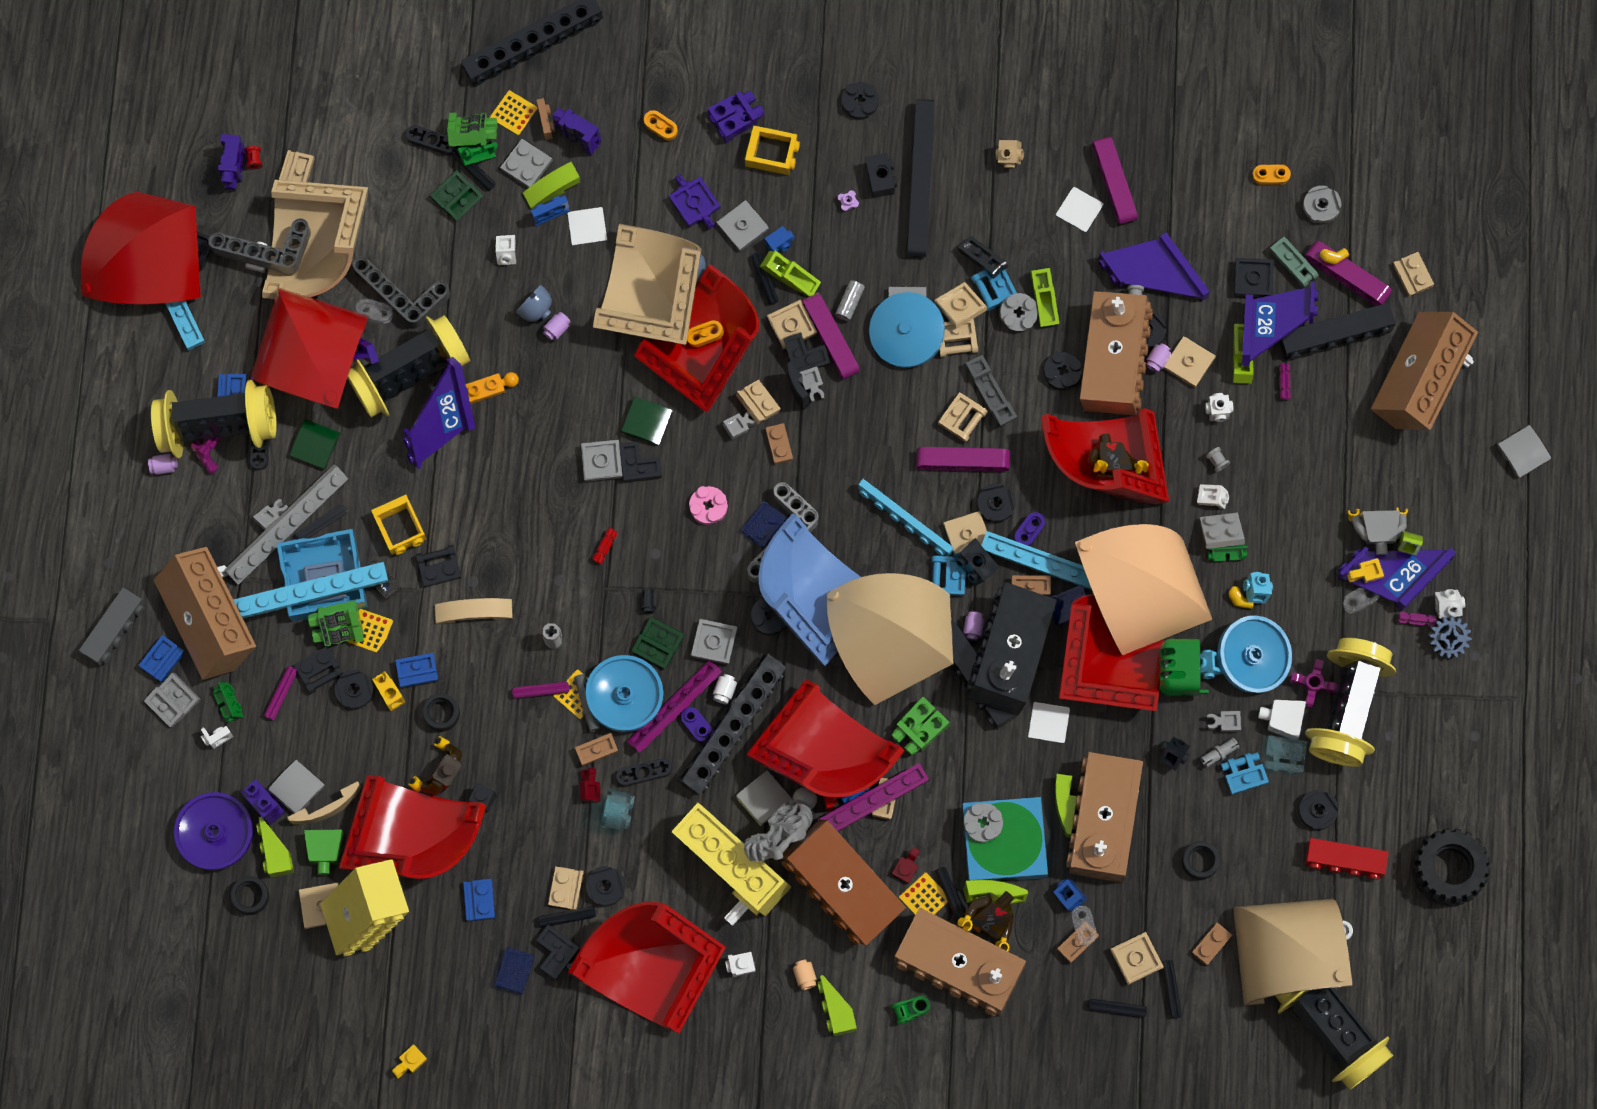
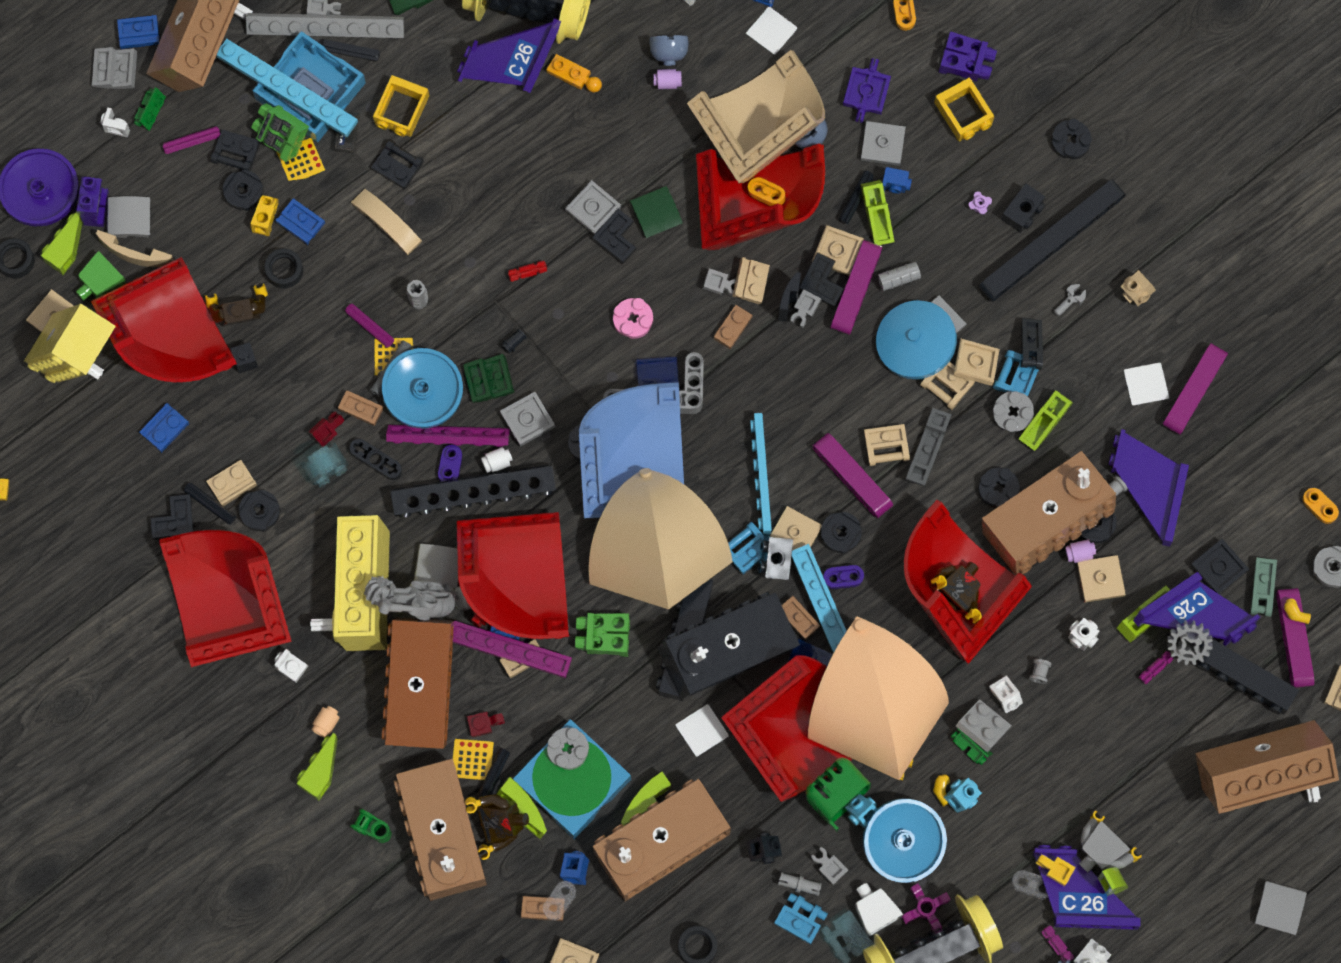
camera: 45 degrees right, 0 degrees up
(515, 970) = (132, 502): clear blue plate -> none
(973, 204) = (1070, 299): none -> light grey bar
(973, 626) = (723, 601): lavender brick -> none
(1293, 333) = (1186, 650): none -> light grey gear

